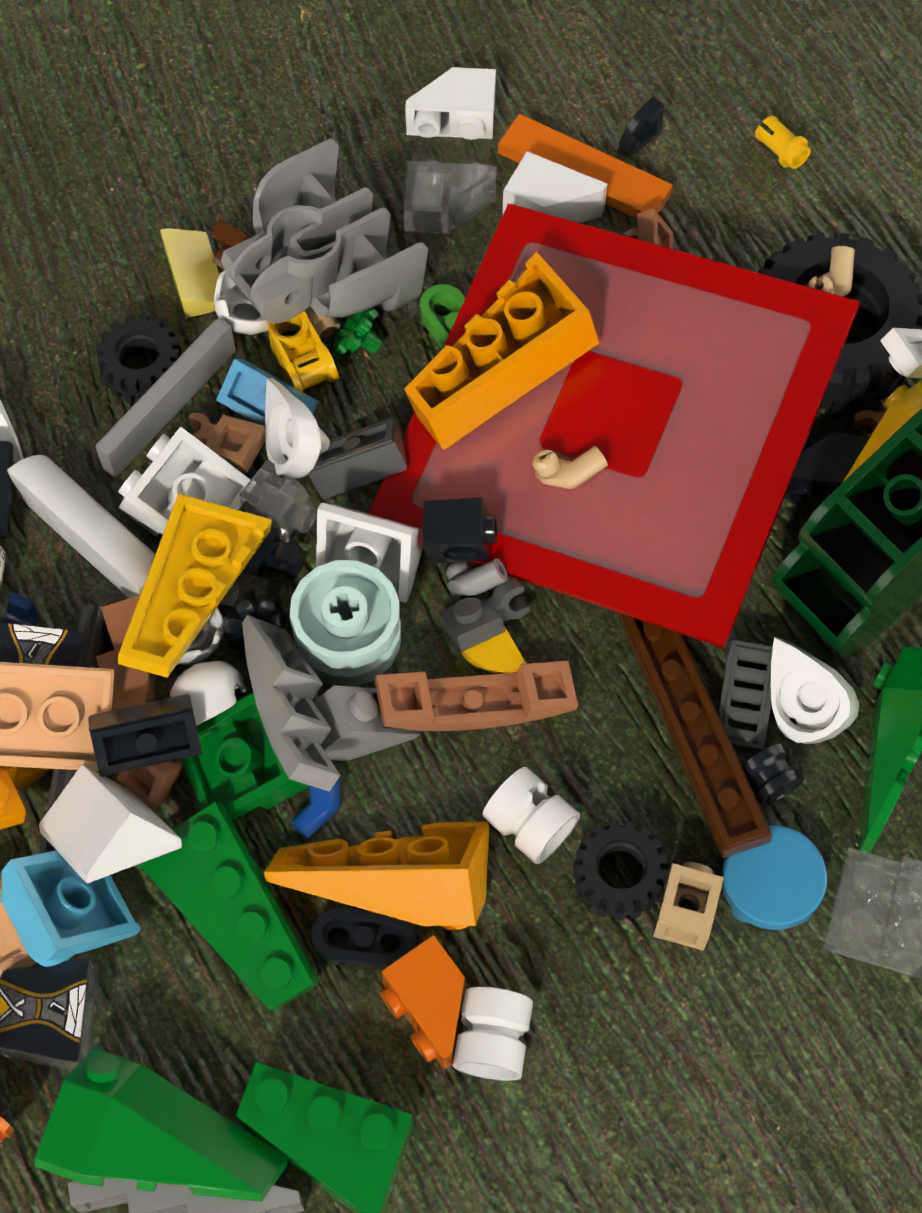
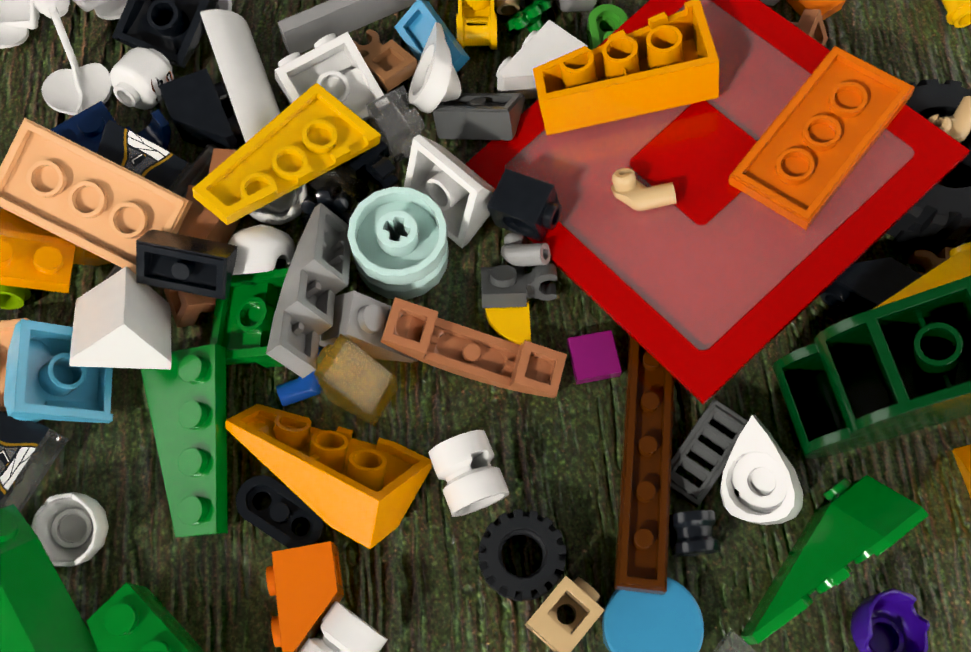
camera: 25 degrees right, 5 degrees up
(57, 576) = (199, 111): none -> black slope
(163, 1043) = (71, 528): none -> white hair
(375, 776) = (354, 380): none -> clear yellow slope
(391, 369) = (539, 47): none -> white slope
(594, 652) = (594, 357): none -> magenta tile
(715, 343) = (820, 136): none -> orange tile

